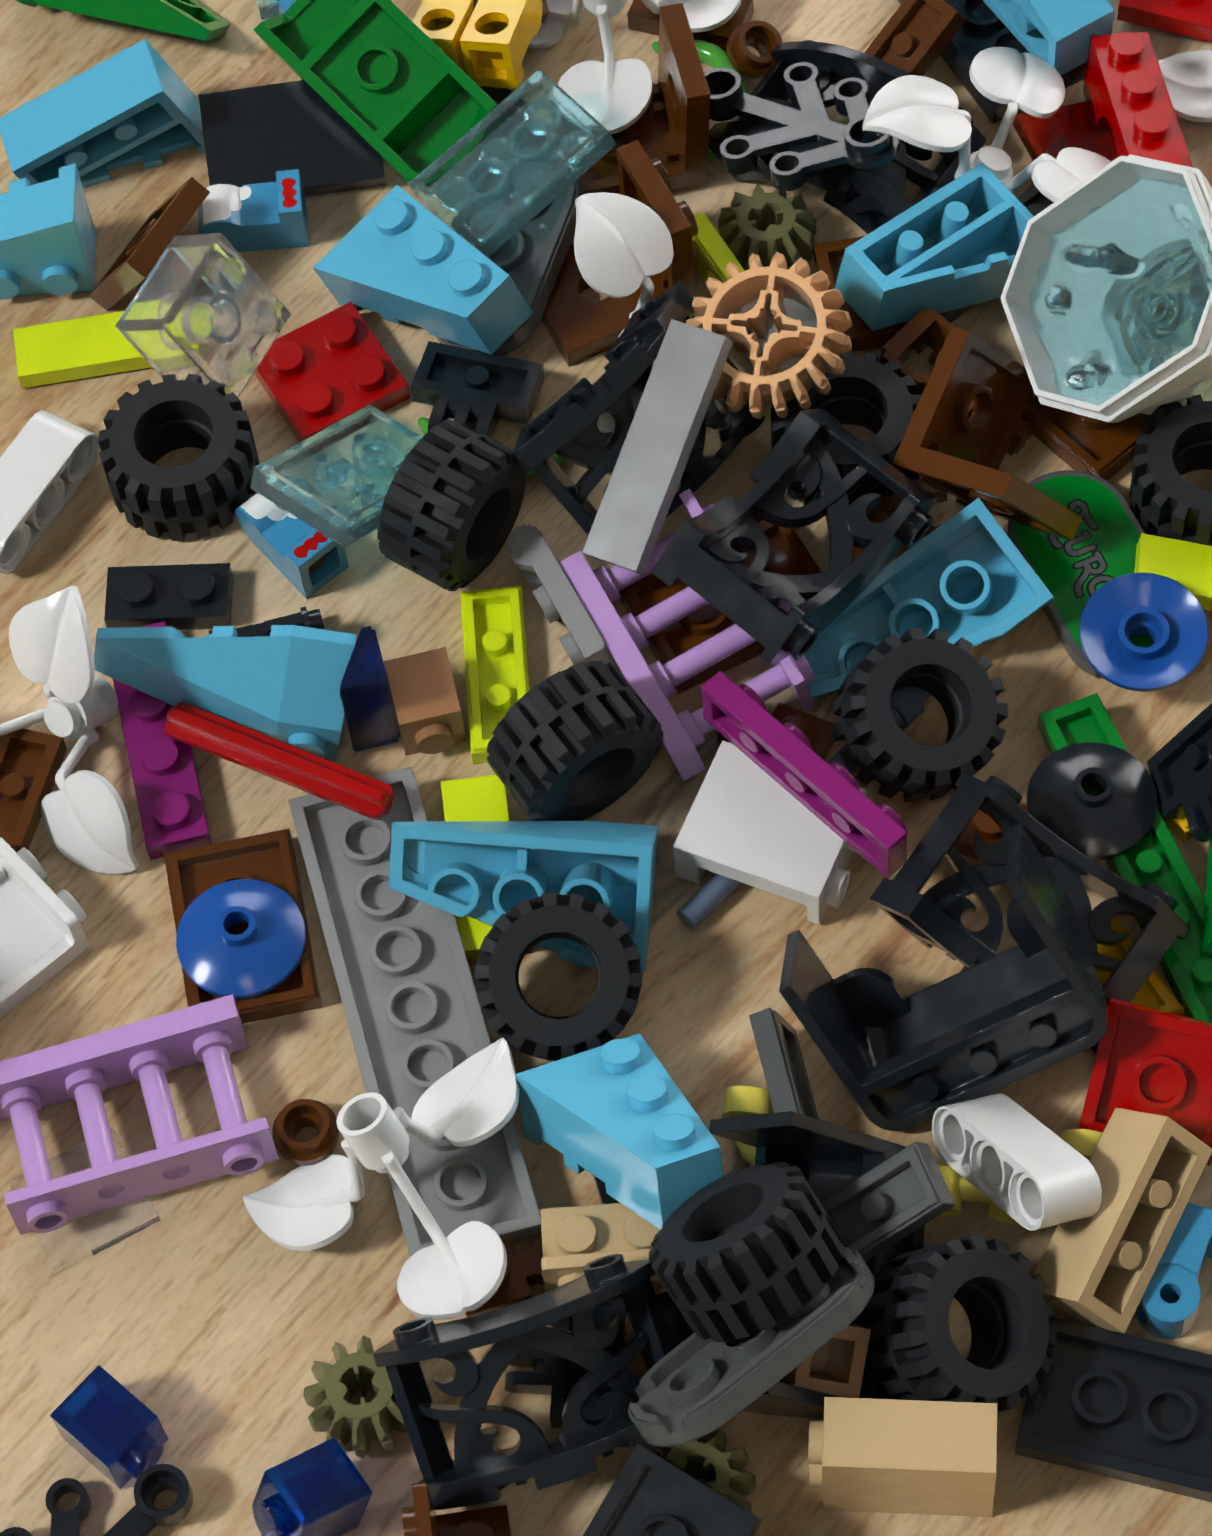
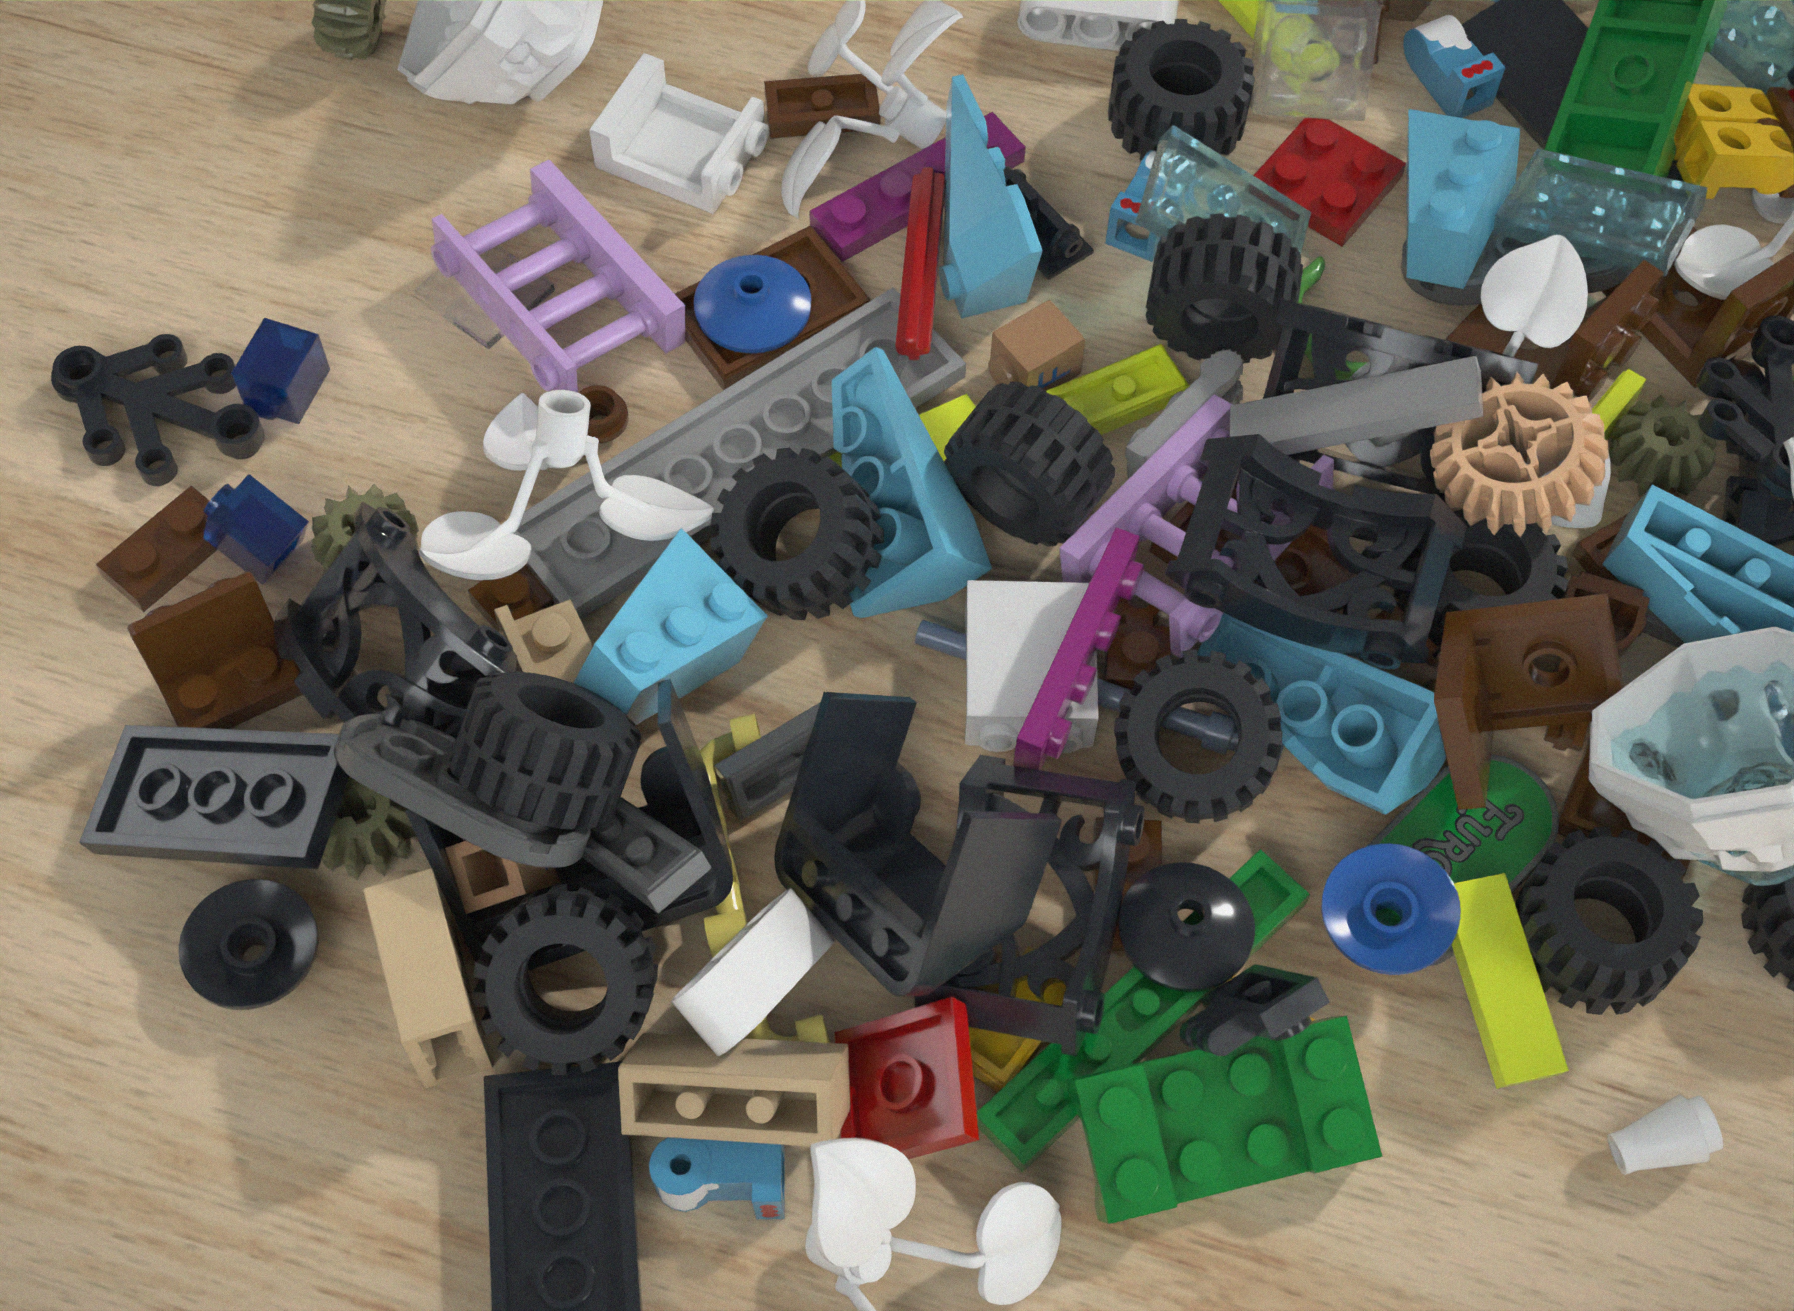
camera: 60 degrees right, 0 degrees up
(178, 594) = (1054, 146): black plate -> none
(368, 696) = (1011, 287): slope -> none
(476, 386) = (1365, 278): black hinge -> none

